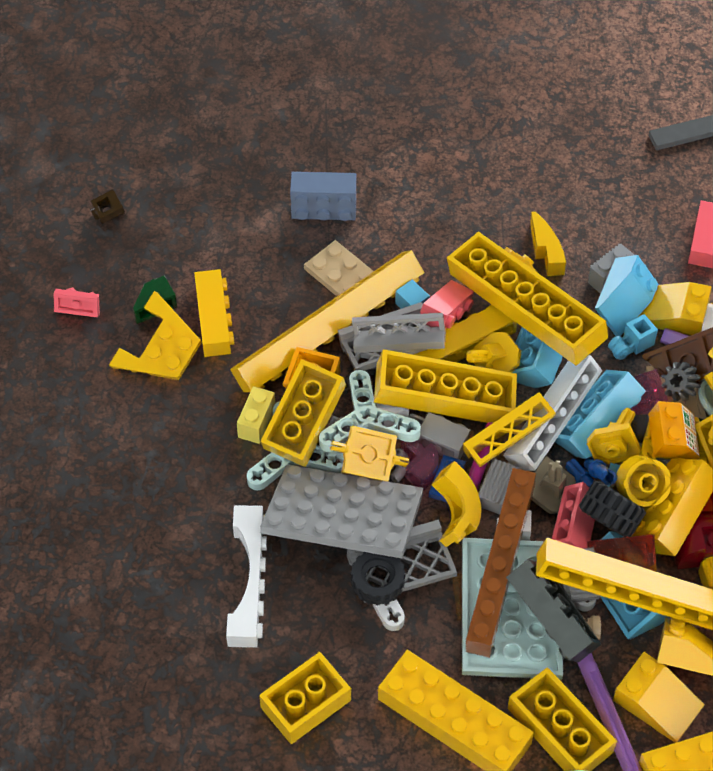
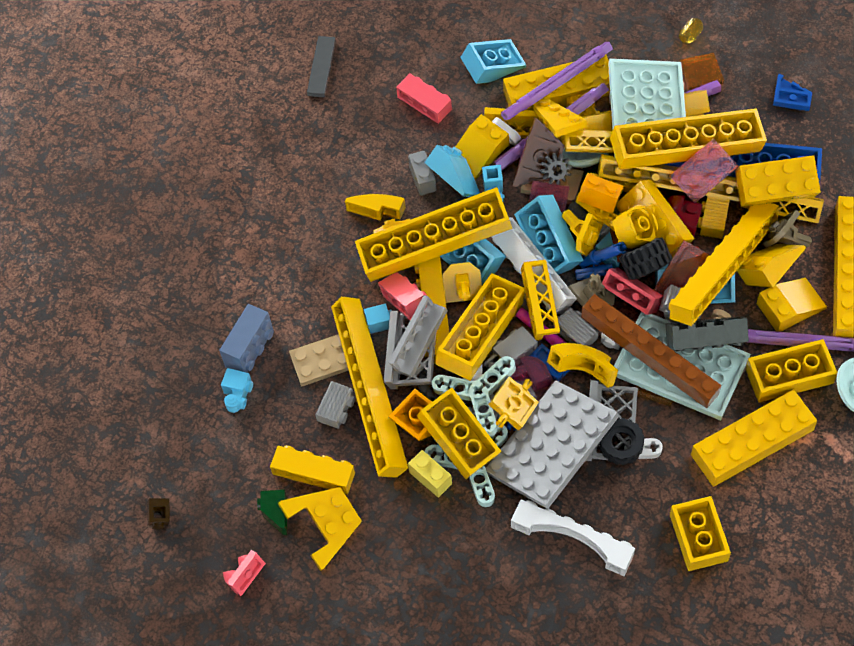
camera: 60 degrees left, 5 degrees up
(271, 216) = (237, 385): none -> medium azure brick
(292, 302) = (335, 405): none -> light grey brick

